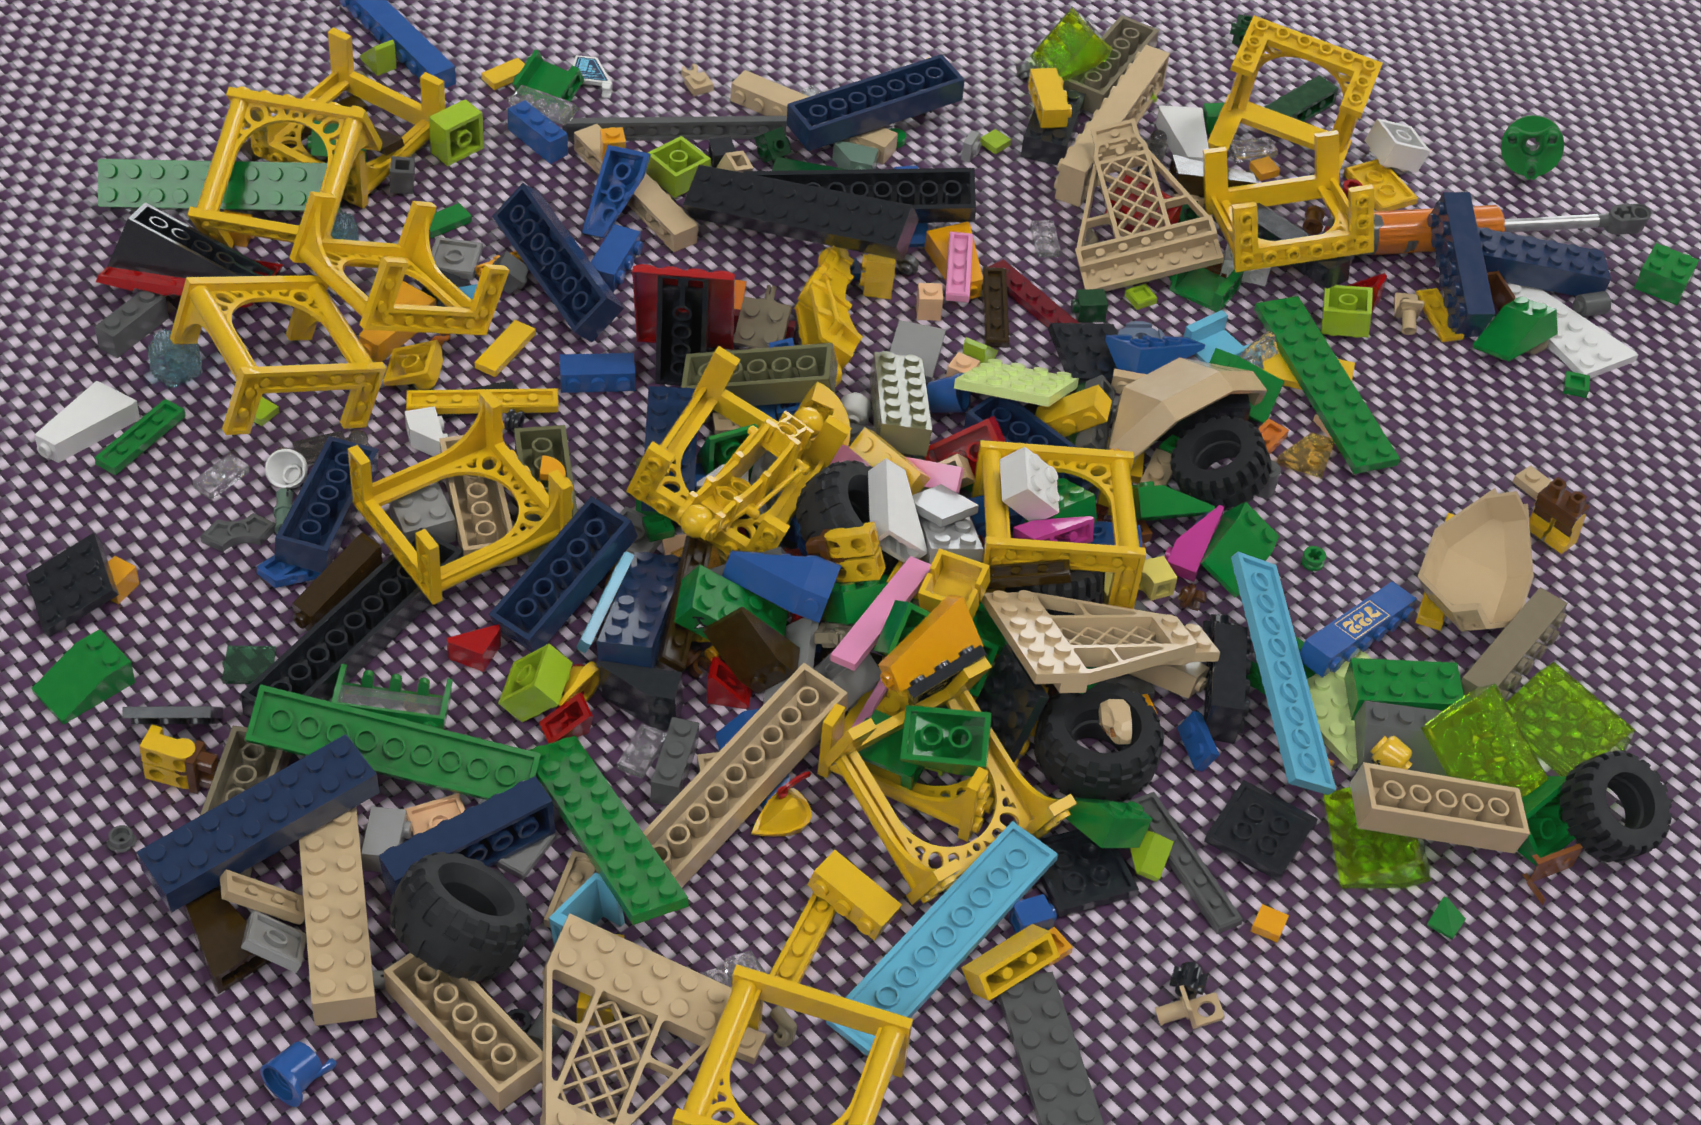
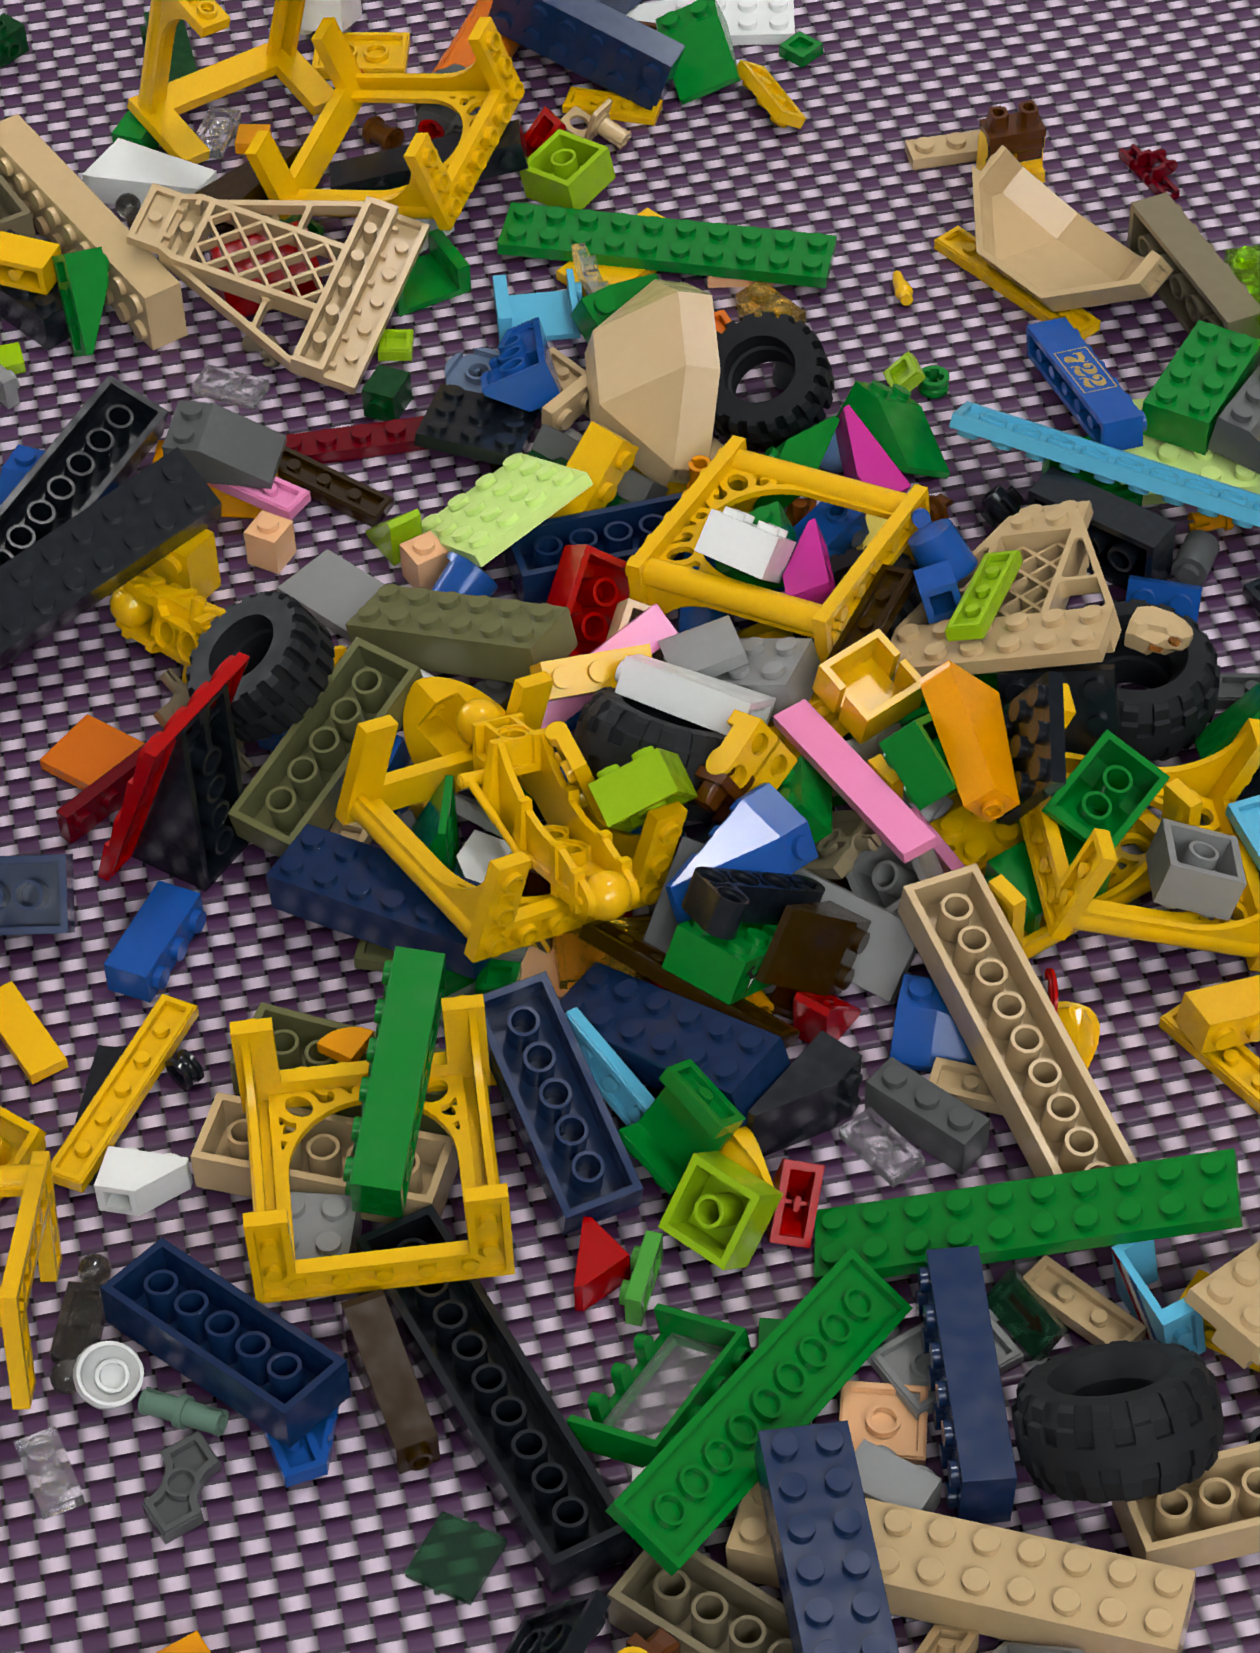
camera: 55 degrees left, 0 degrees up
(478, 672) = (645, 1264): none -> bright green plate
(506, 486) = (396, 1082): none -> green brick
(549, 863) = (1025, 1315): none -> clear green tile
(578, 635) = (681, 1121): none -> green panel
(750, 591) = (727, 897): none -> black beam
(783, 313) = (286, 662): none -> black tyre
(786, 473) = (572, 763): none -> yellow plate
(786, 503) = (646, 783): none -> lime brick
(934, 816) = (1195, 869): none -> light grey brick
(966, 241) = (225, 445): none -> dark grey slope
(1054, 135) = (83, 290): none -> green slope
(1063, 594) = (938, 590): none -> blue brick
(1071, 615) = (984, 596): none -> lime tile
(1105, 585) = (940, 542): none -> blue hat
(1250, 747) = (1195, 557): none -> dark grey brick
(1304, 539) = (905, 372): none -> lime tile
(1388, 513) = (902, 288): none -> yellow piece
(1512, 382) = (770, 95): none -> yellow plate
(1618, 607) = (1158, 174): none -> dark red piece

